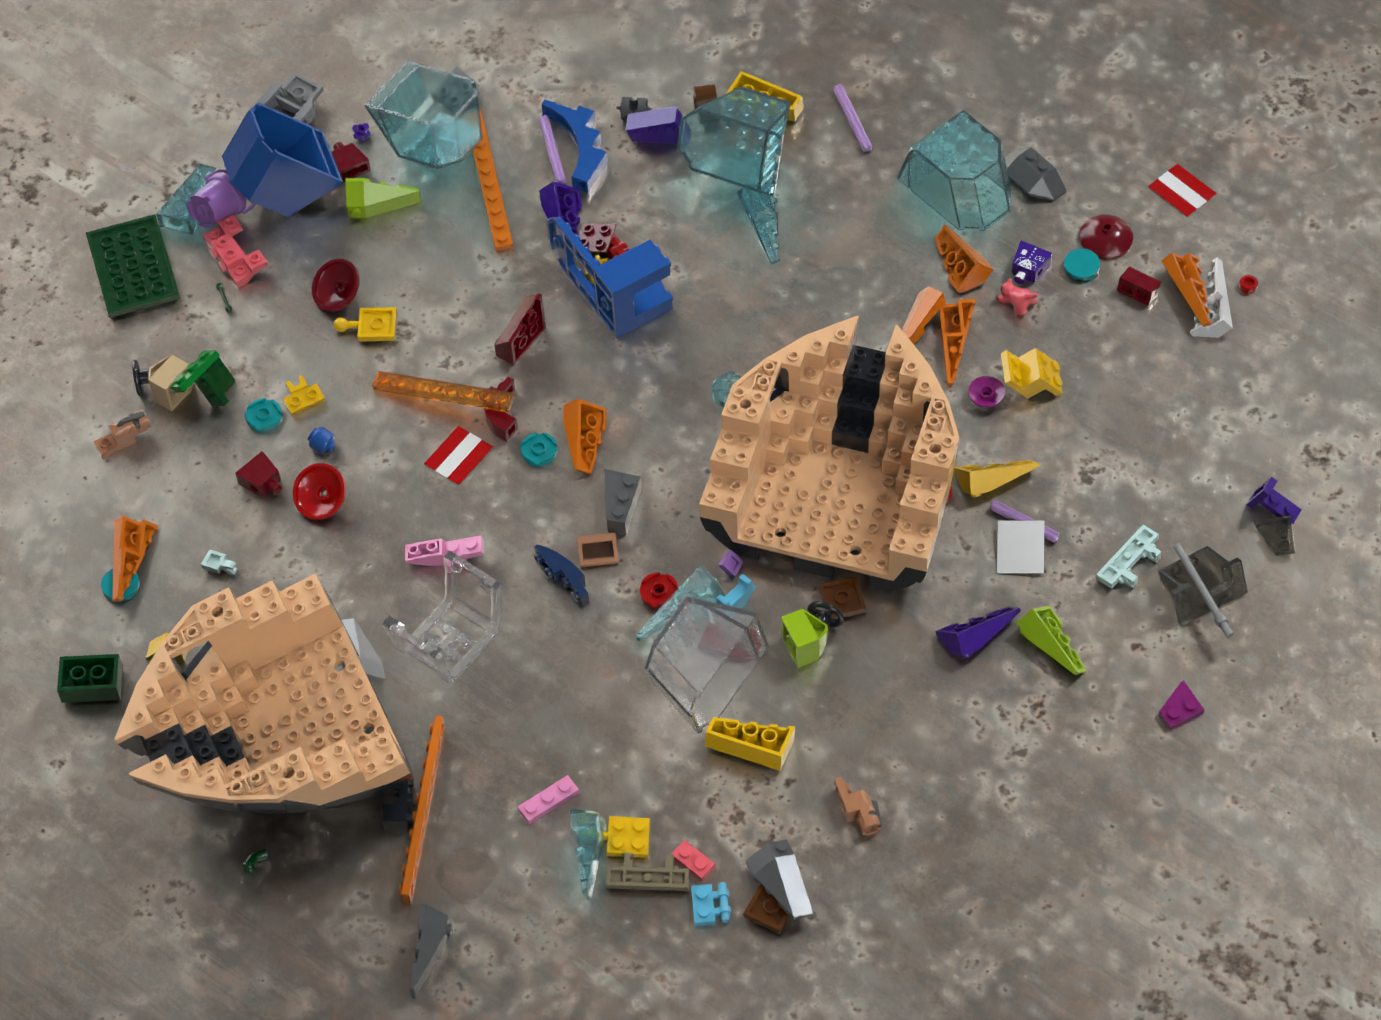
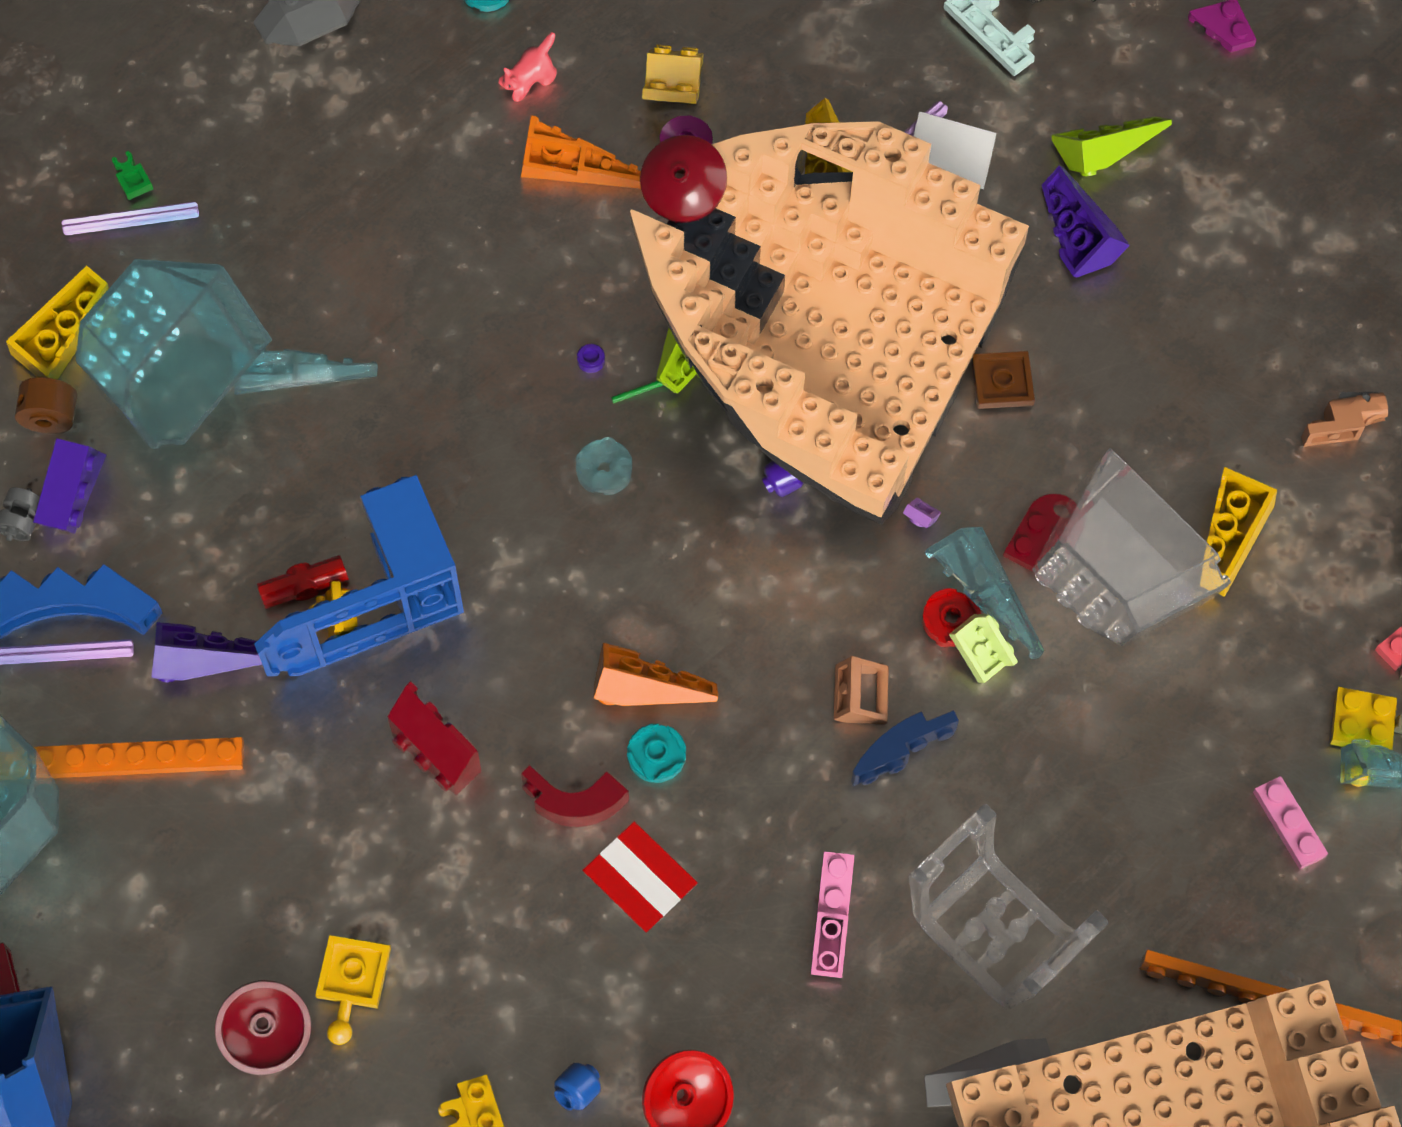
camera: 85 degrees left, 10 degrees up
(370, 198) = (86, 957): lime wedge -> none
(443, 391) = (524, 879): clear orange plate -> none
(597, 236) = (269, 602): hinge -> none
(621, 496) = (785, 644): dark grey wedge -> none
(636, 605) = (983, 646): none -> yellowish green bracket
(739, 595) = (989, 514): medium azure piece -> none
(807, 631) = (1073, 428): lime piece -> none
(881, 112) = (132, 177): none -> green plate
(887, 338) = (693, 194): none -> dark red dish
(926, 305) = (528, 191): orange wedge -> none
(960, 173) = (294, 89): clear light blue windscreen -> none
(964, 264) = (445, 127): orange wedge -> none
(1030, 263) = (471, 45): dark purple torso -> none

